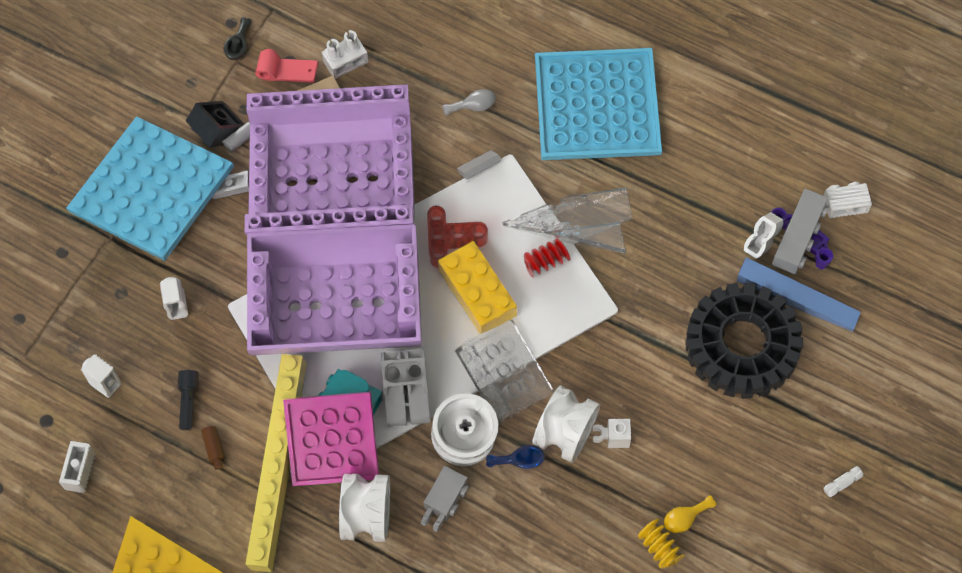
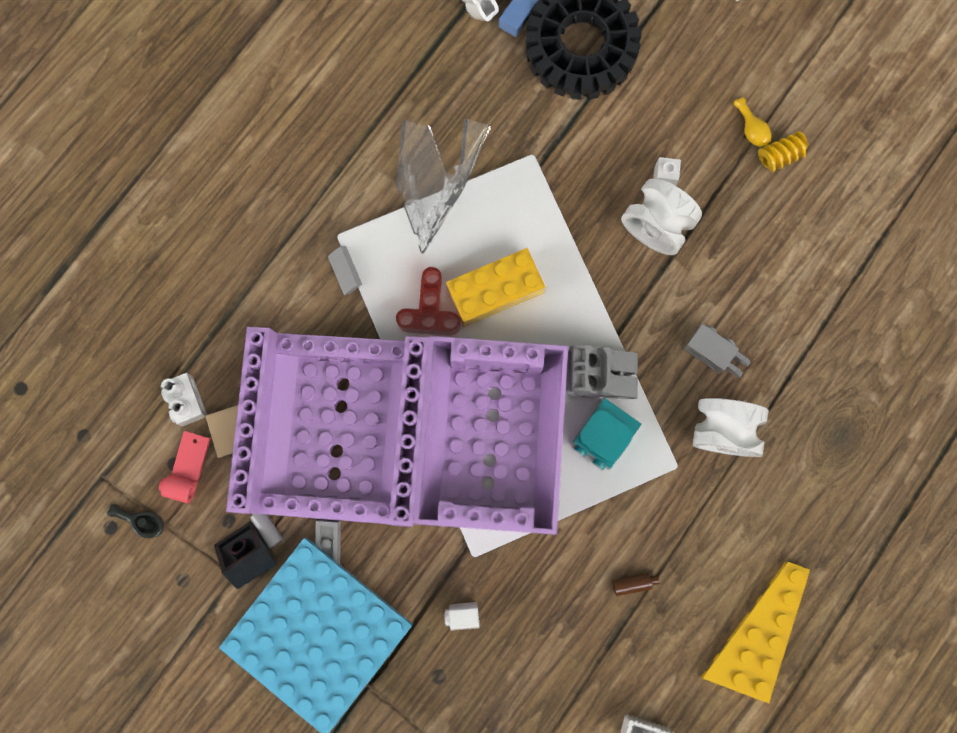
camera: 85 degrees left, 15 degrees up
(101, 375) = (546, 704): white brick -> none
(187, 384) = (562, 607): black piece -> none
(274, 469) = (669, 517): light yellow brick -> none
(330, 438) = (653, 455): dark pink plate -> none
(461, 413) = (654, 319): white piece -> none
(476, 101) = (266, 262): light grey piece -> none
(504, 370) = (591, 273): clear slope -> none
(524, 457) = (680, 268): clear blue piece -> none
(544, 256) = (468, 214): red piece -> none
(597, 104) = (290, 139): medium azure plate -> none

